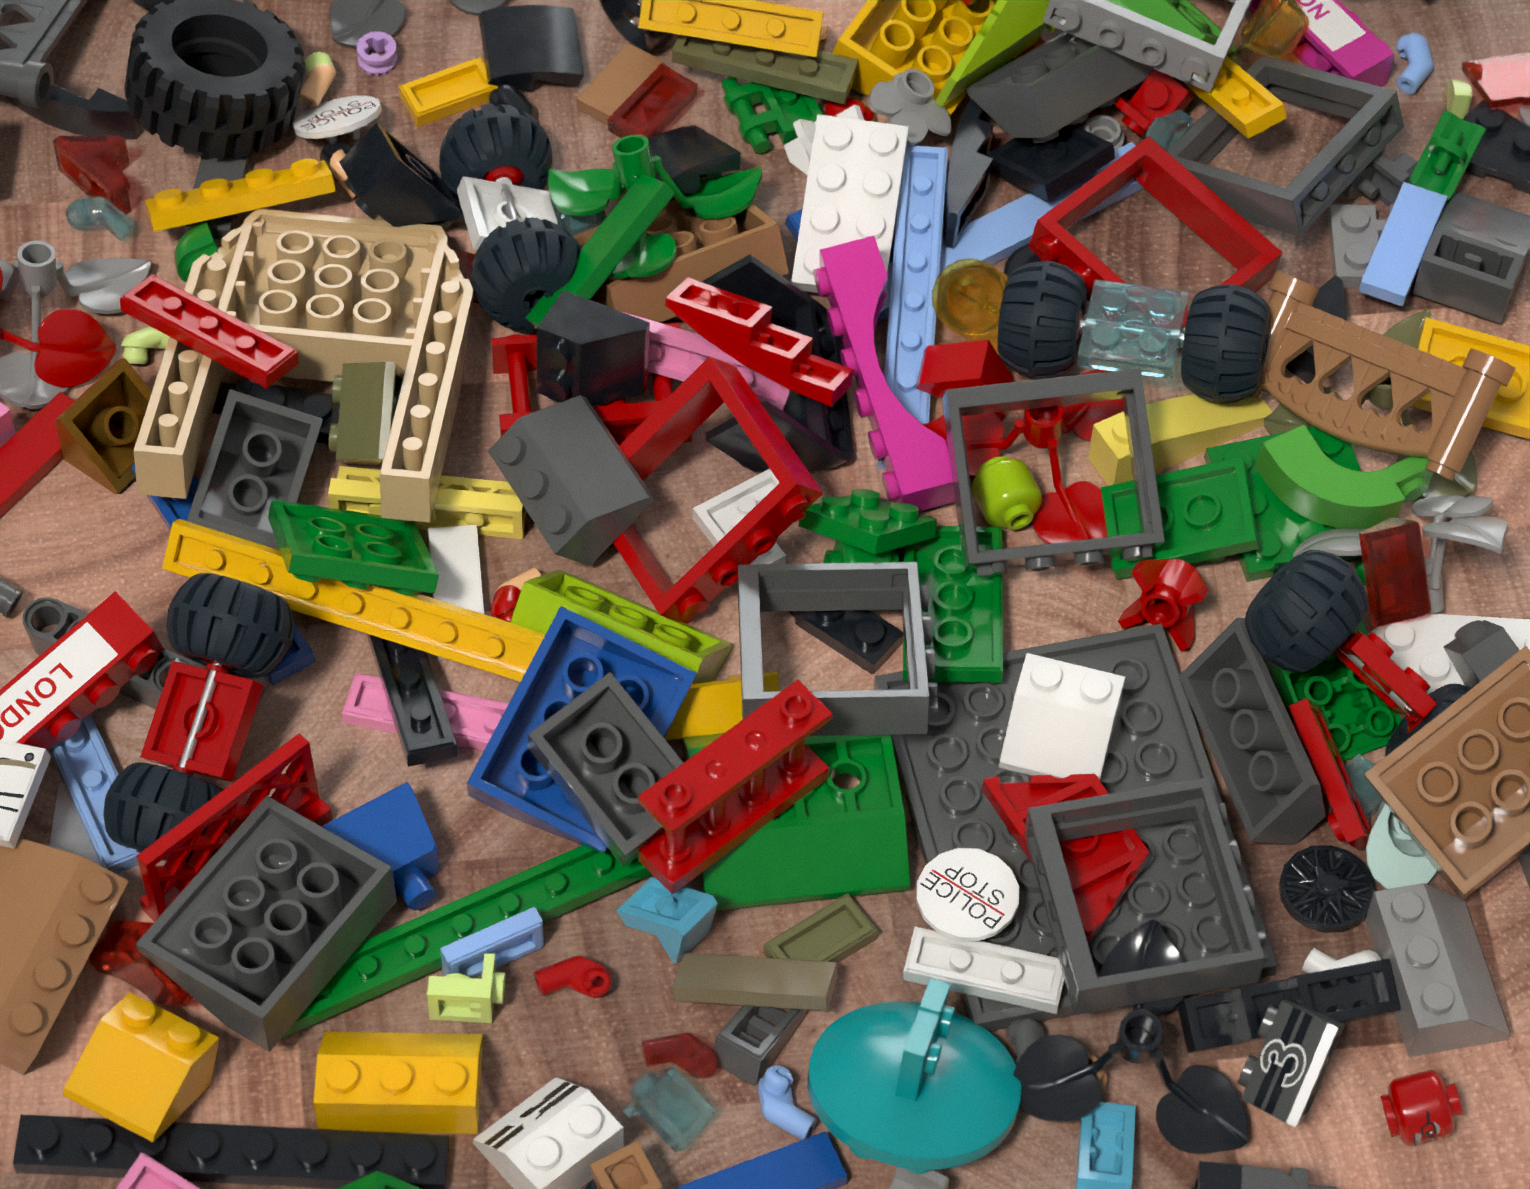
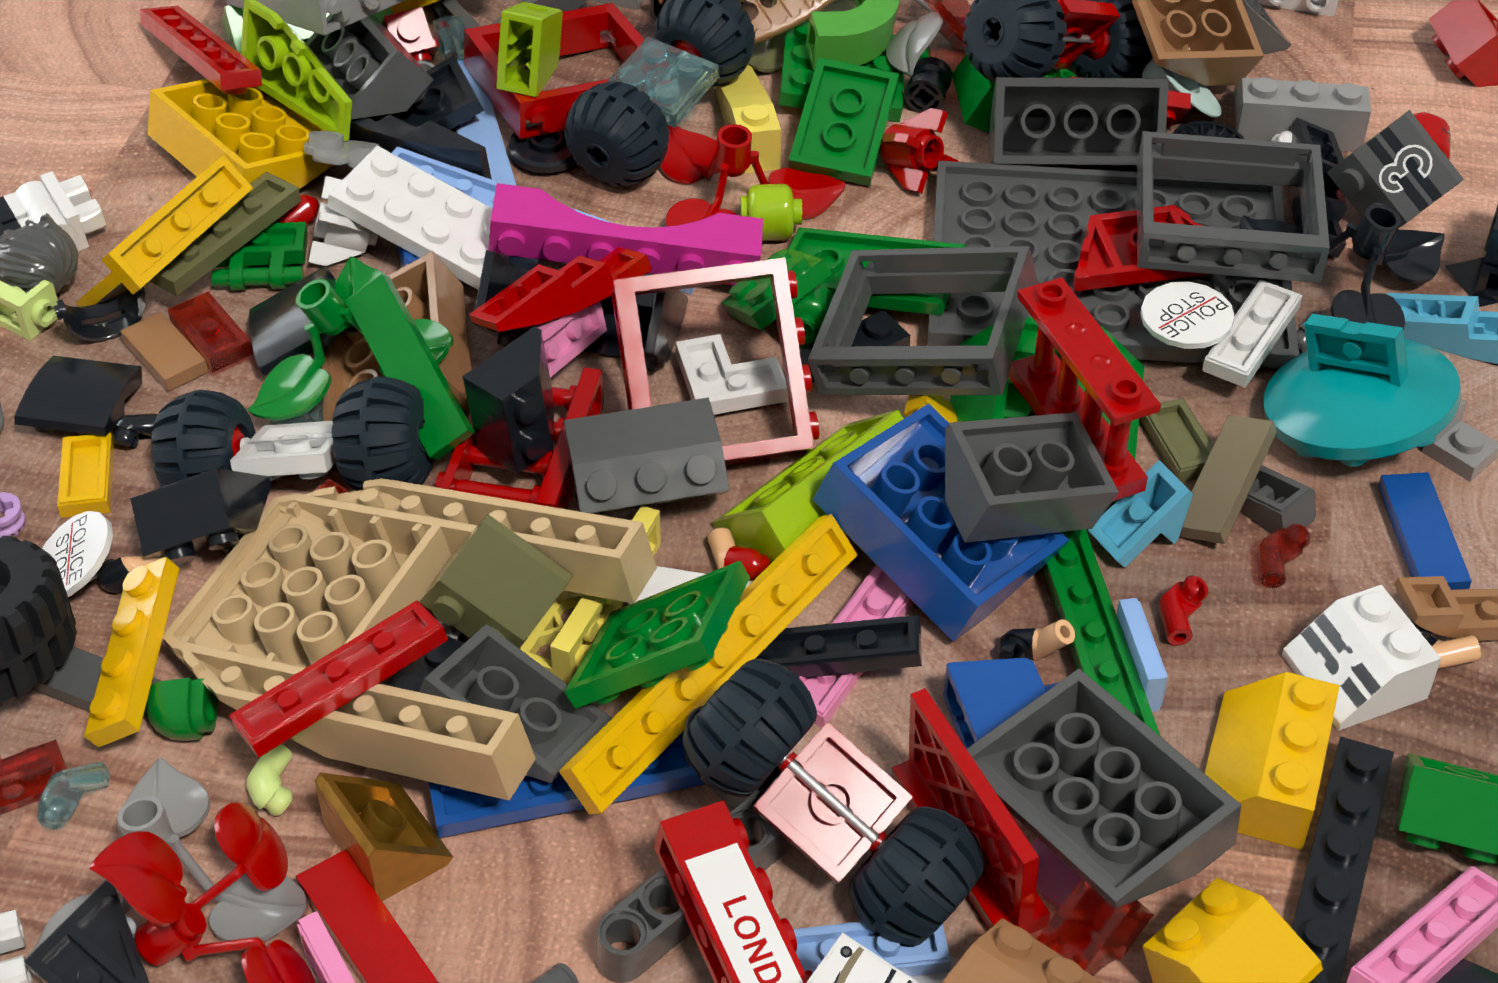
camera: 70 degrees left, 10 degrees down
(466, 998) = (1189, 678): yellowish green bracket -> none
(484, 850) = (1035, 642): none -> arm
(669, 1106) = (1333, 569): clear light blue bracket -> none
(778, 1104) = (1346, 504): light blue arm -> none
(961, 367) = (639, 198): red slope -> none
(970, 298) = (563, 177): clear yellow piece -> none
(1047, 393) = (821, 103): dark grey window -> none
(1061, 719) = (1033, 212): white slope -> none
(1104, 191) = (531, 39): none -> lime torso

